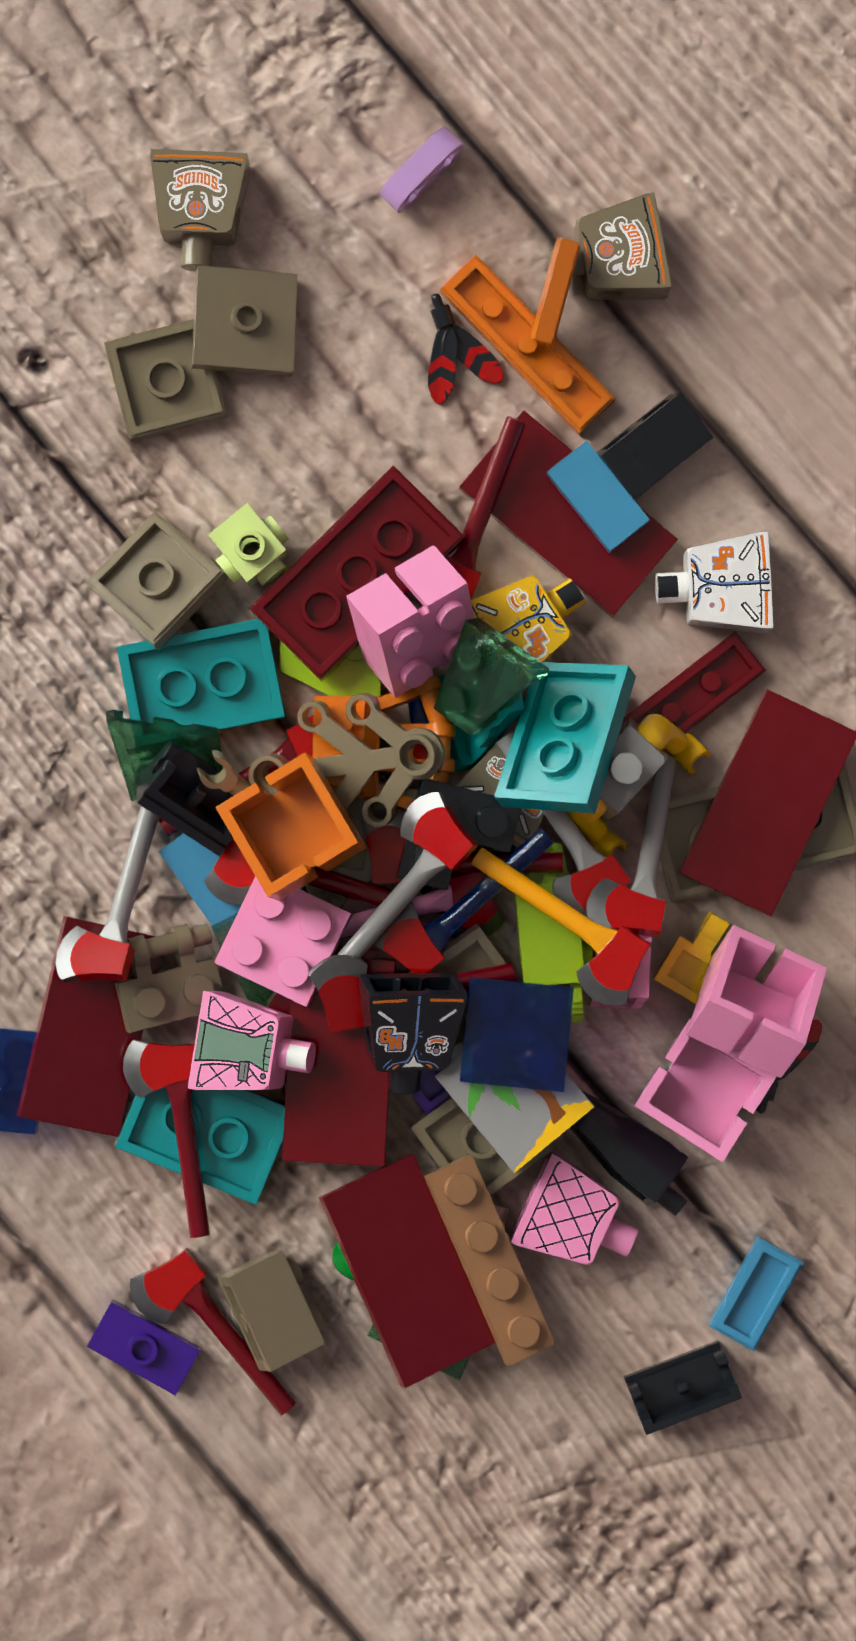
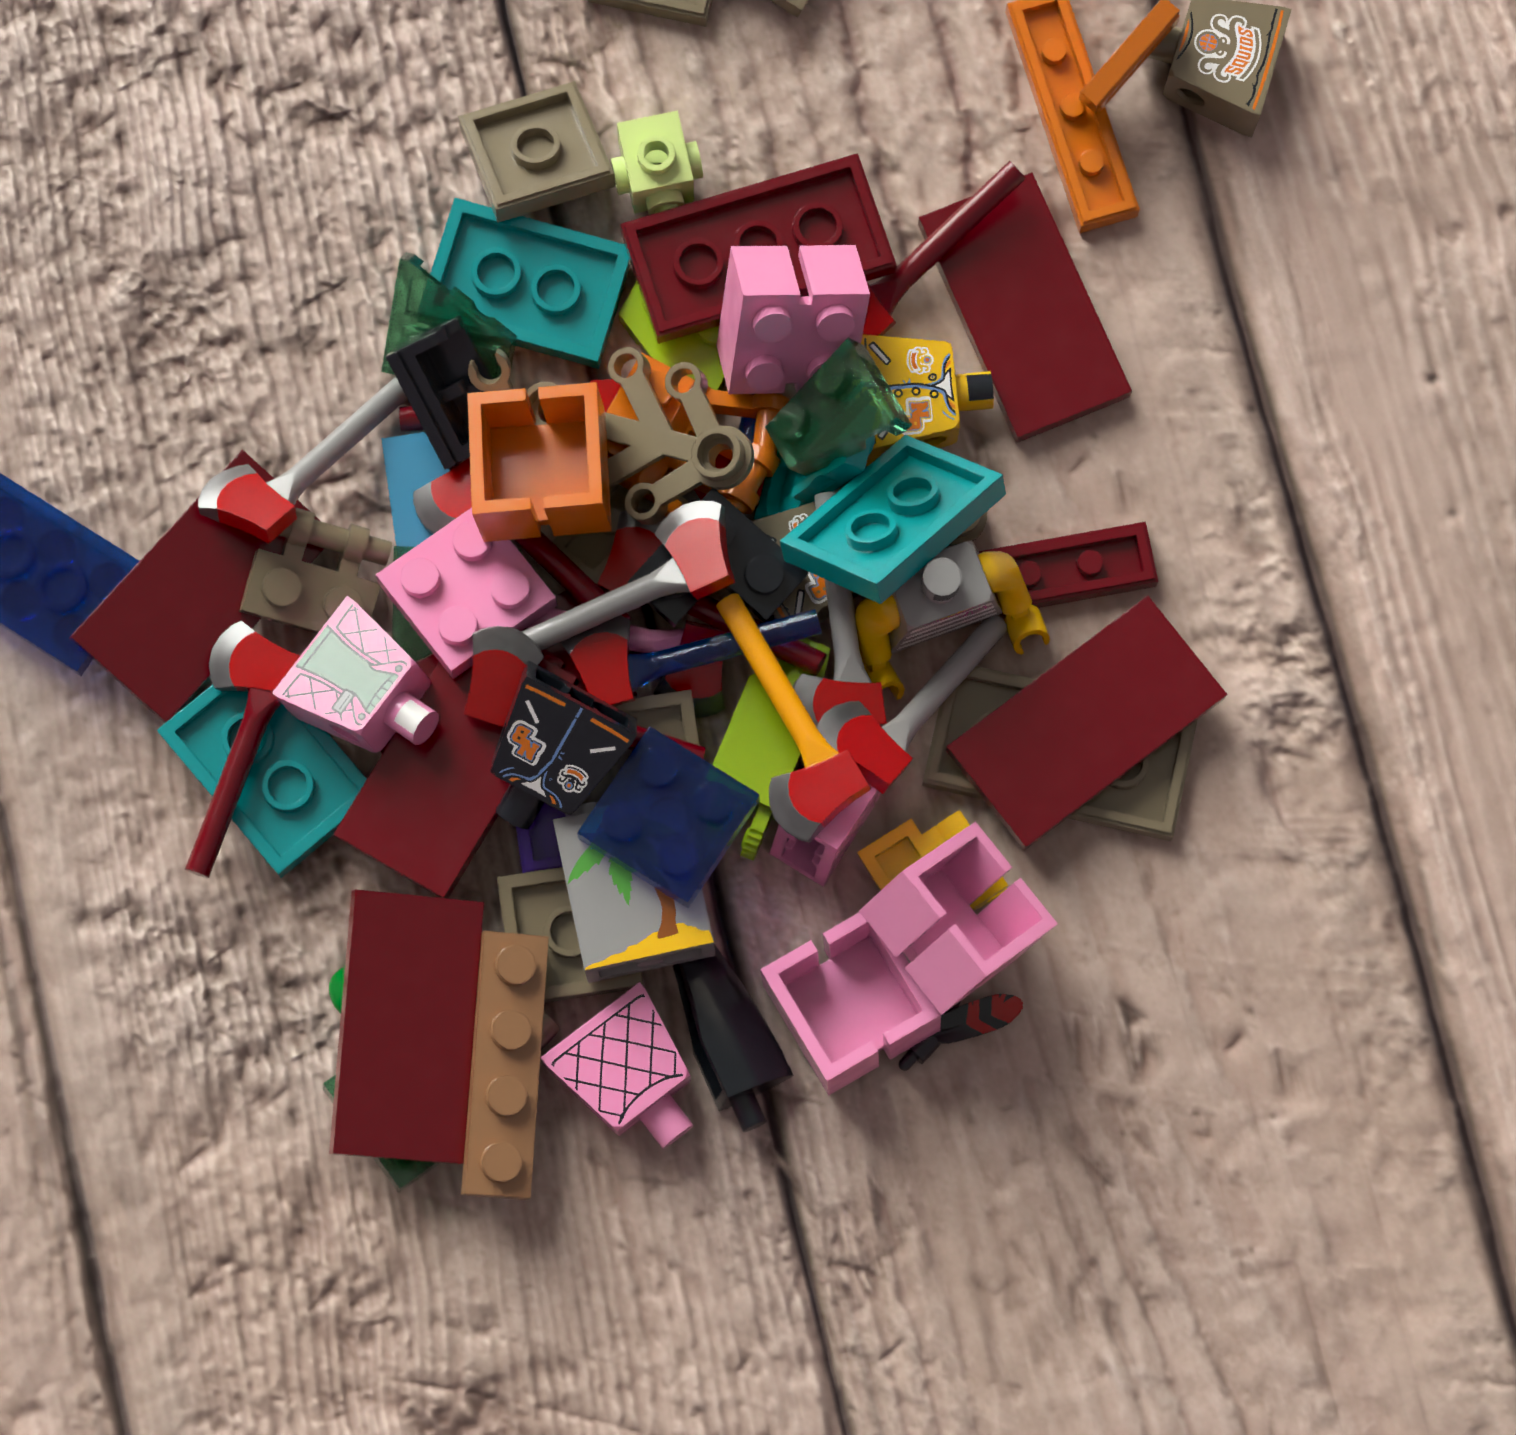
camera: 25 degrees right, 10 degrees down
(144, 1347) = (66, 974): dark purple plate -> none
(181, 1279) = (147, 920): piece -> none
(273, 1309) = (233, 999): dark tan brick -> none
(454, 343) = (990, 68): piece -> none
(597, 496) = (1065, 299): dark azure tile -> none
(655, 444) = (1154, 276): black hinge -> none
(682, 1387) = (649, 1333): black hinge -> none
(723, 585) = (1156, 463): white torso -> none
(755, 1293) = (790, 1273): dark azure tile -> none

